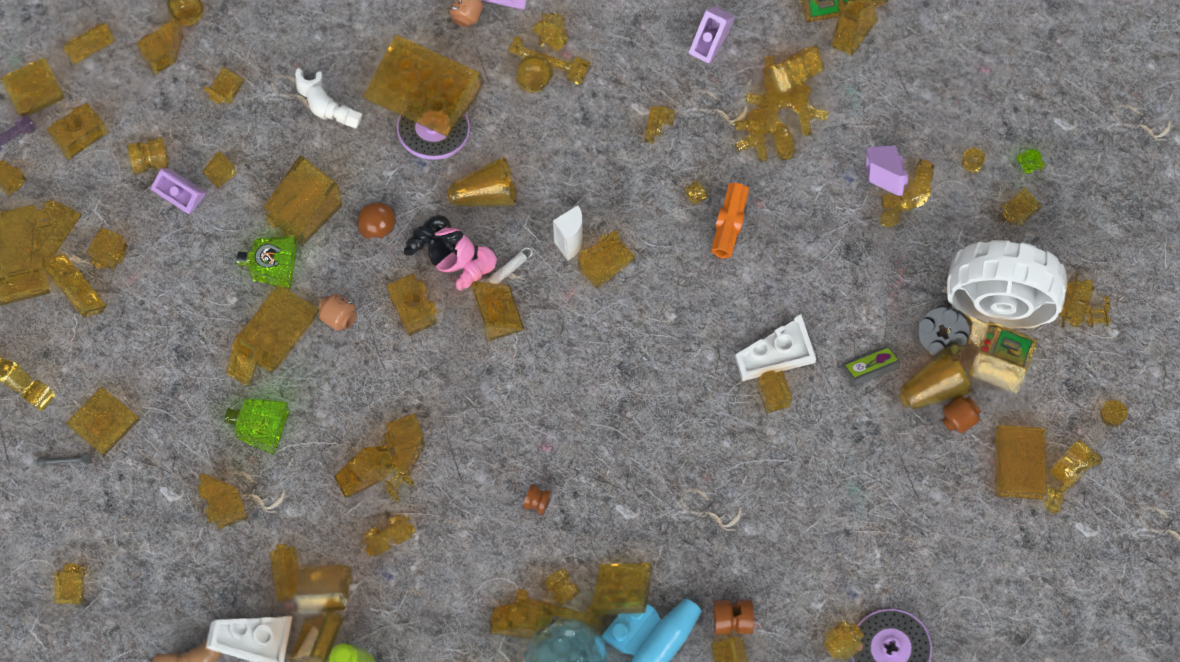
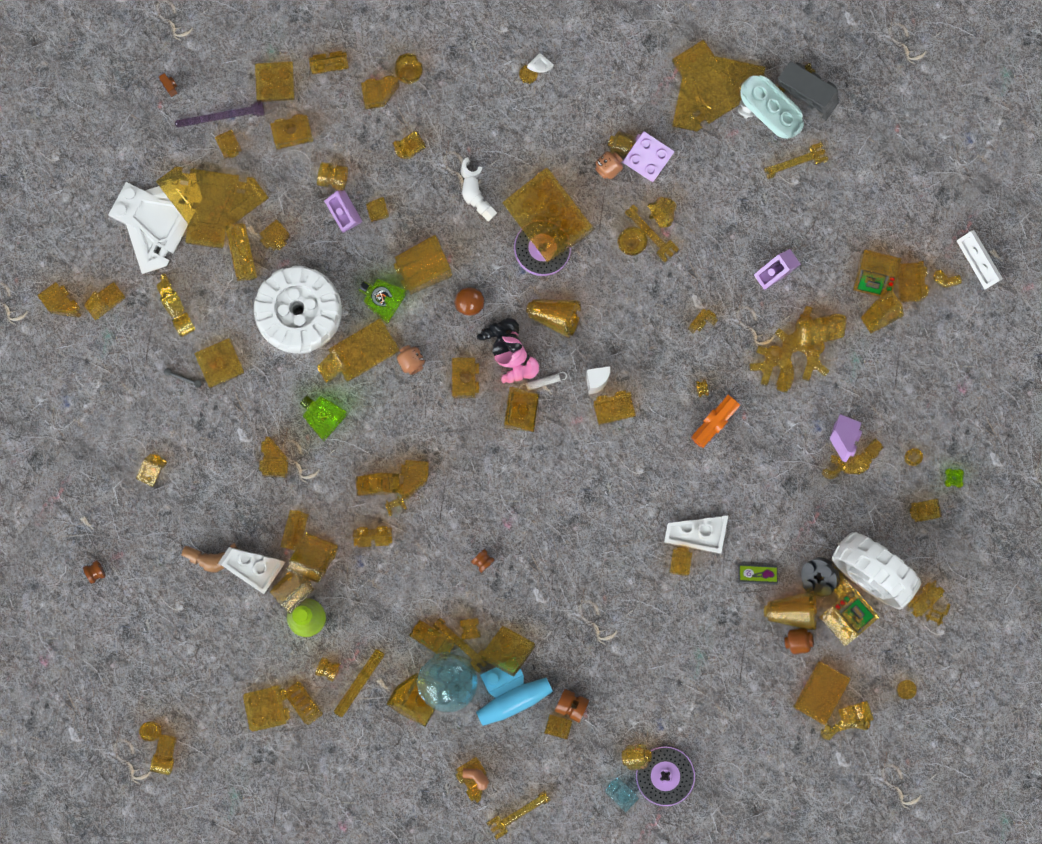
camera: 25 degrees right, 15 degrees up
(172, 316) = (294, 289): none -> white wheel

